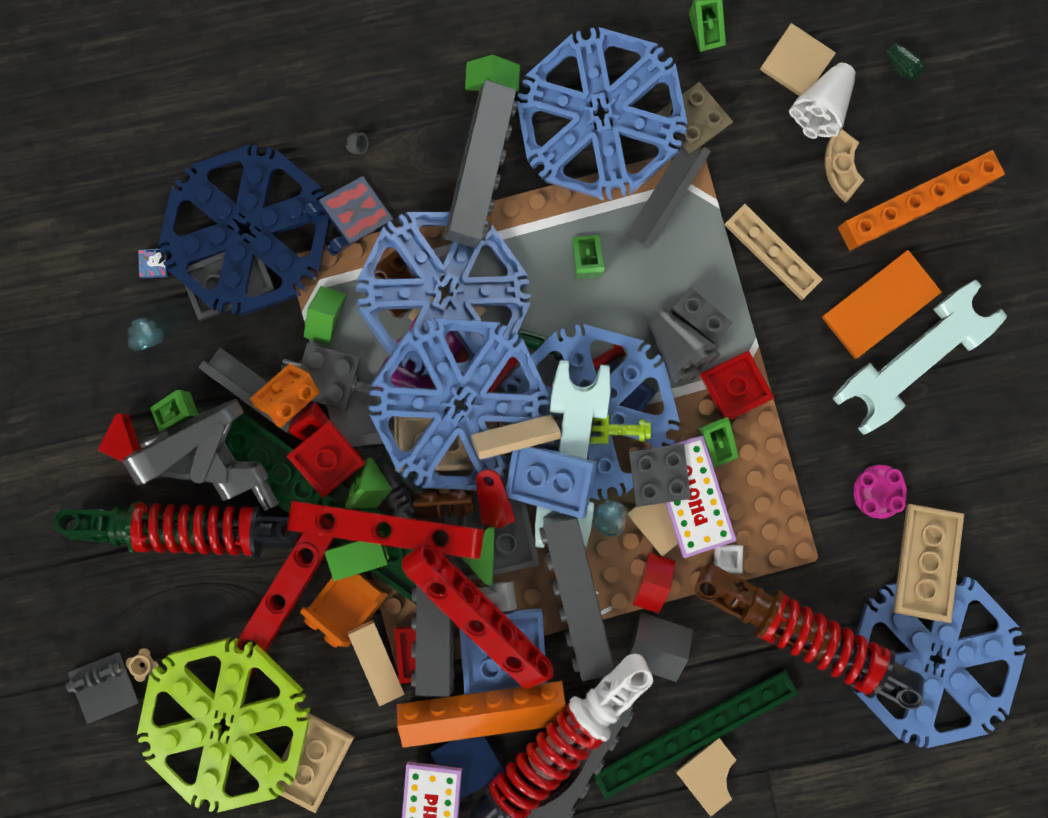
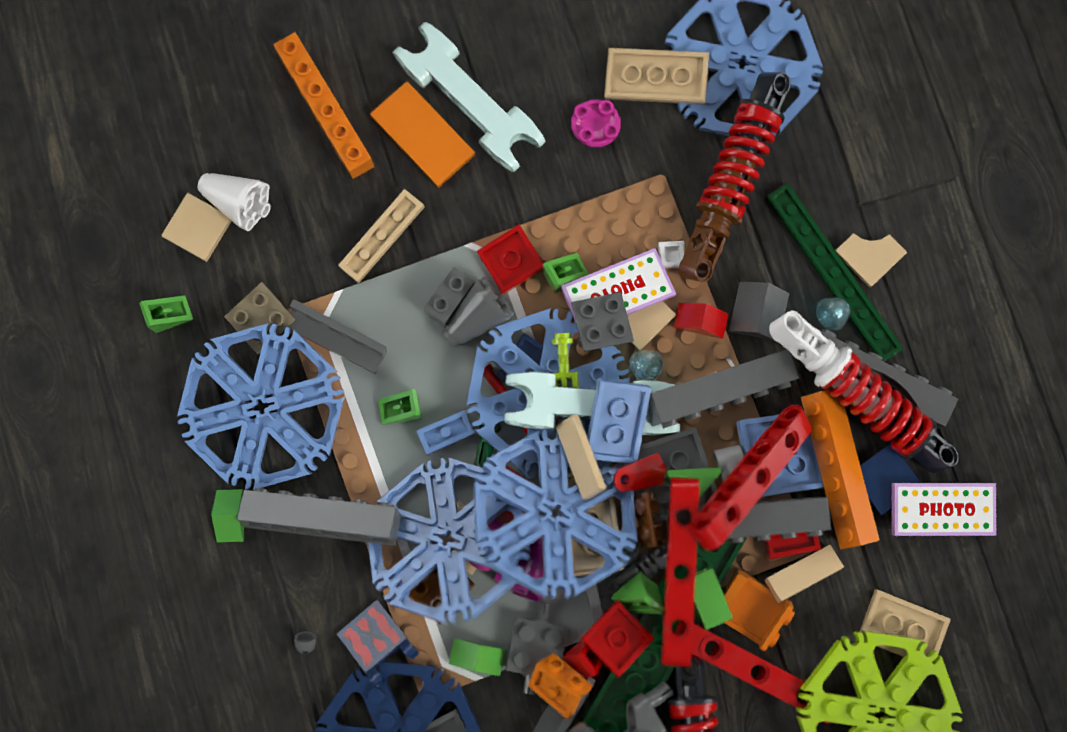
camera: 100 degrees left, 5 degrees down
(557, 301) = (445, 432): none -> medium blue plate
(650, 726) = (833, 313): none -> clear light blue cone
(841, 166) = (294, 180): tan tile -> none
(905, 61) = (192, 127): clear green cone -> none

